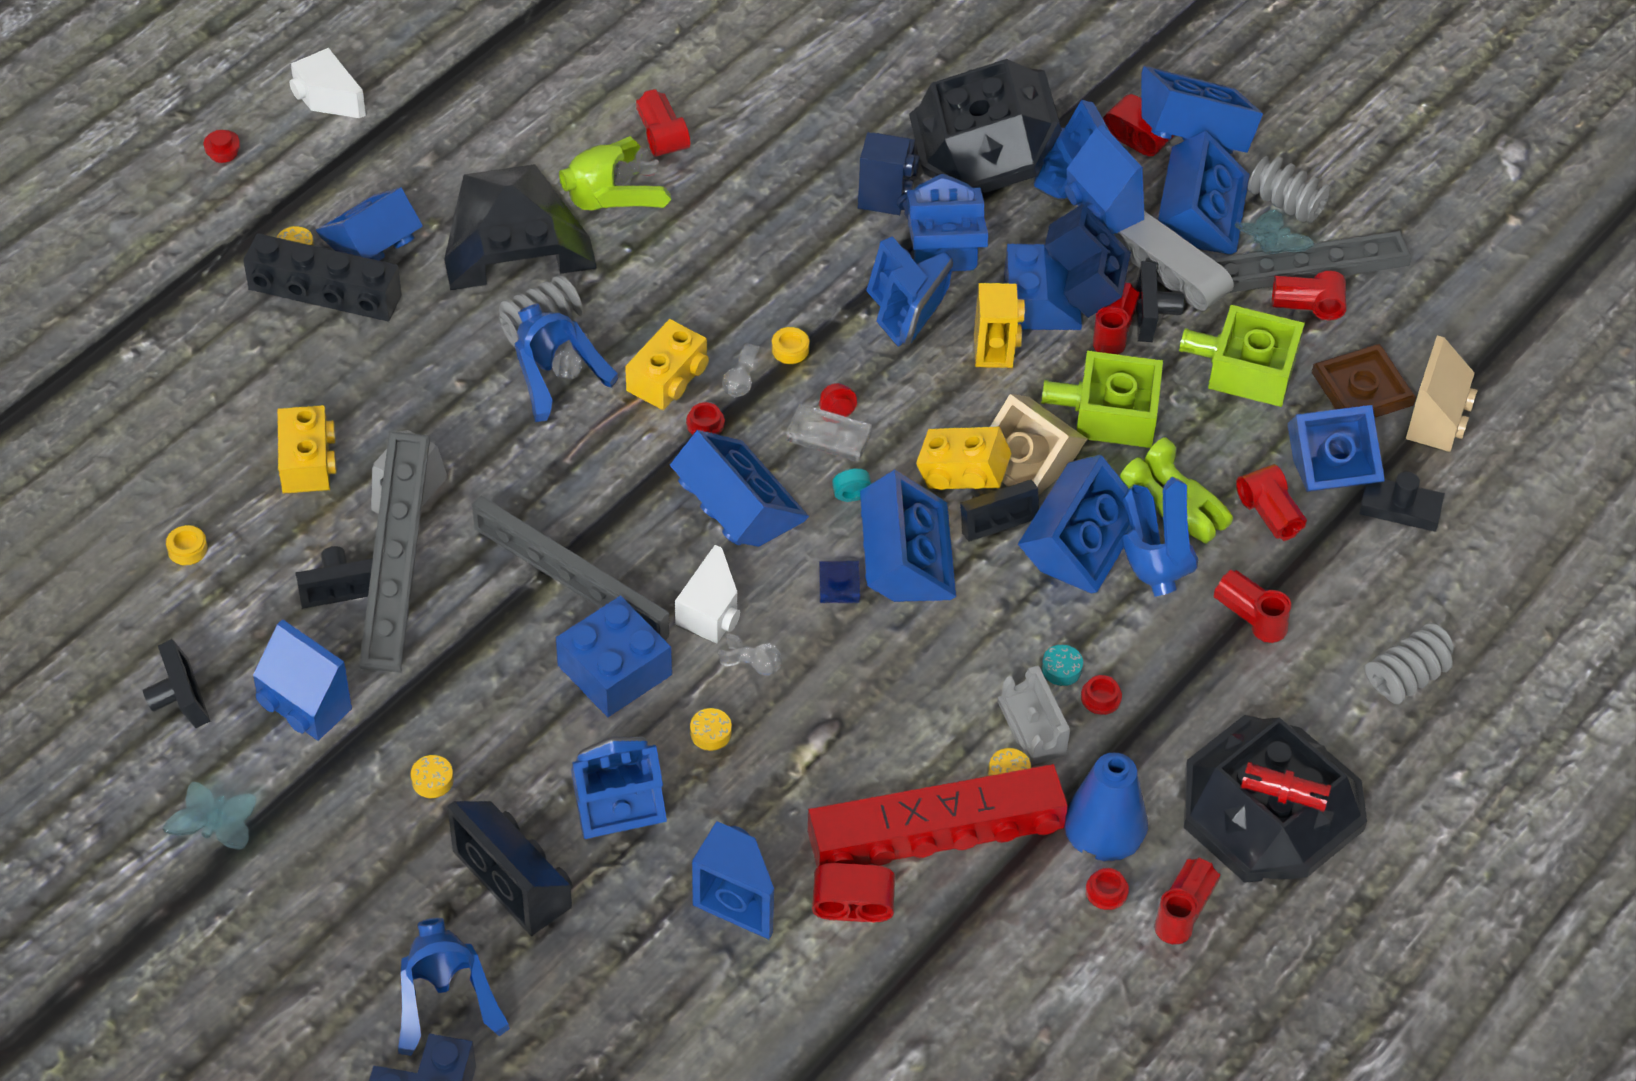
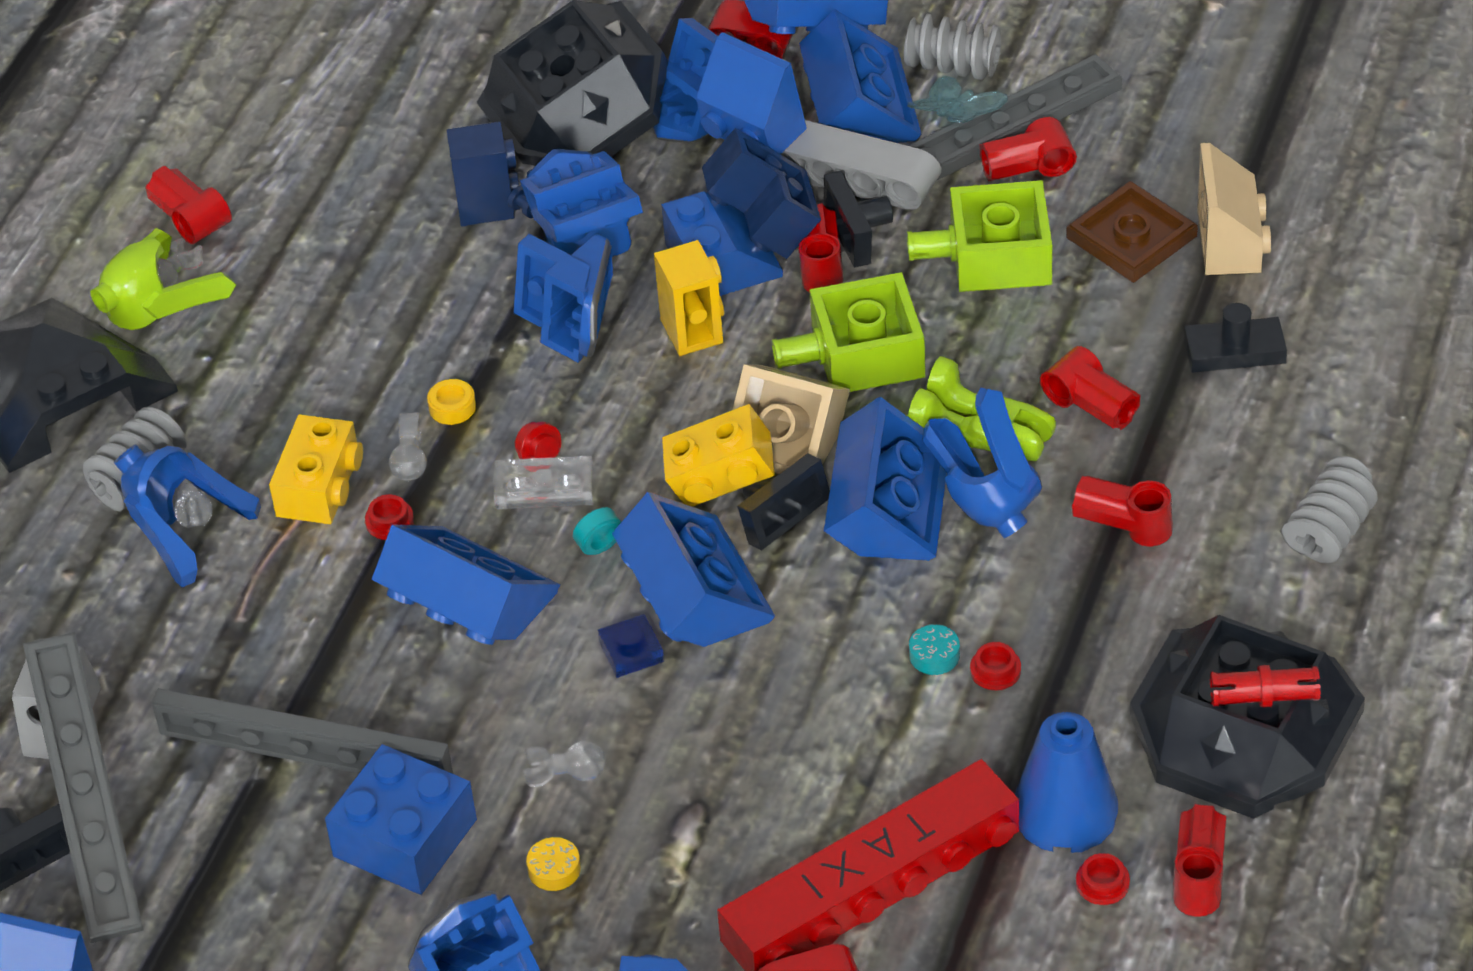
camera: 15 degrees left, 5 degrees down
(709, 599) = (487, 716): white slope -> none
(1008, 761) = (921, 777): yellow tile -> none
(1034, 717) = (931, 717): light grey hinge -> none
(1336, 448) = (1137, 306): blue slope -> none

